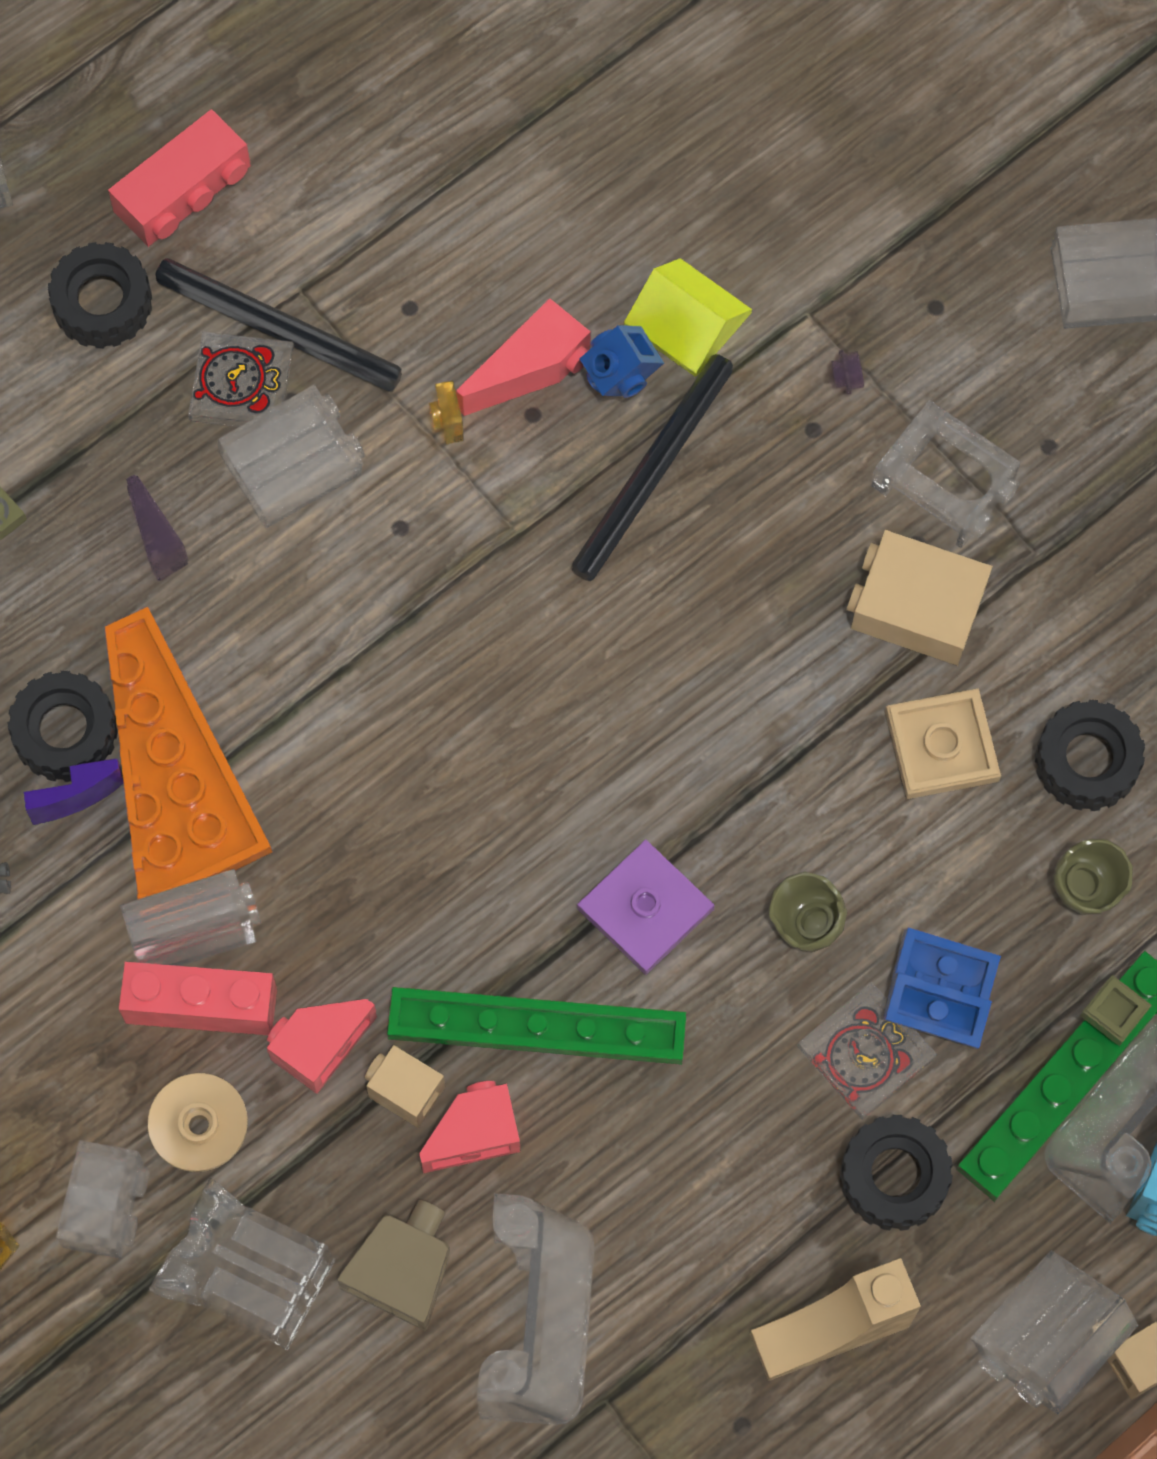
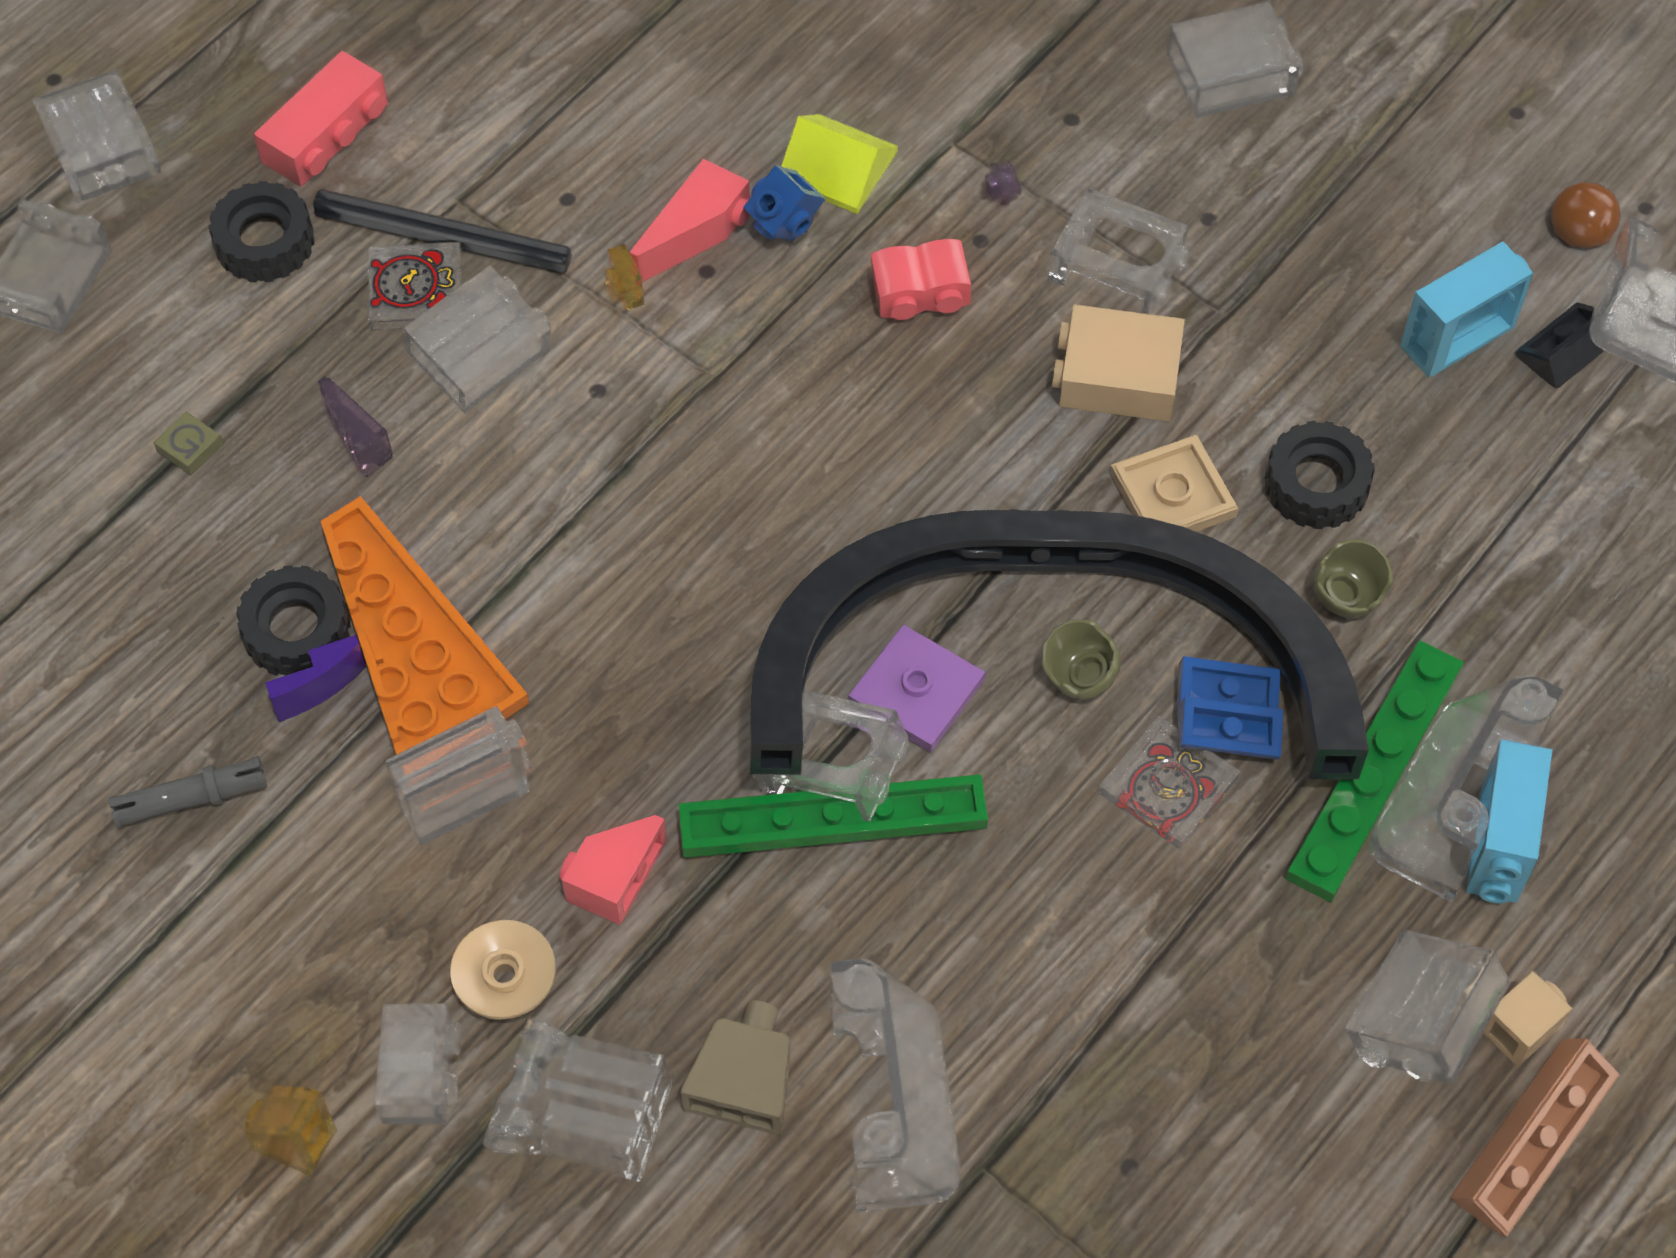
camera: 10 degrees left, 10 degrees down
(198, 998) = (480, 849): coral brick -> none
(404, 1085) = (710, 895): tan brick -> none
(473, 1129) = (790, 925): coral slope -> none
(568, 1007) = (860, 783): none -> clear panel
(652, 468) = (833, 297): black axle -> none
(742, 468) = (921, 279): none -> coral brick
(803, 781) = (1058, 542): none -> black arch
(852, 1316) = (1226, 1026): tan arch -> none
(923, 1146) = (1233, 851): black tyre -> none
(1115, 1010) = (1407, 695): olive tile -> none

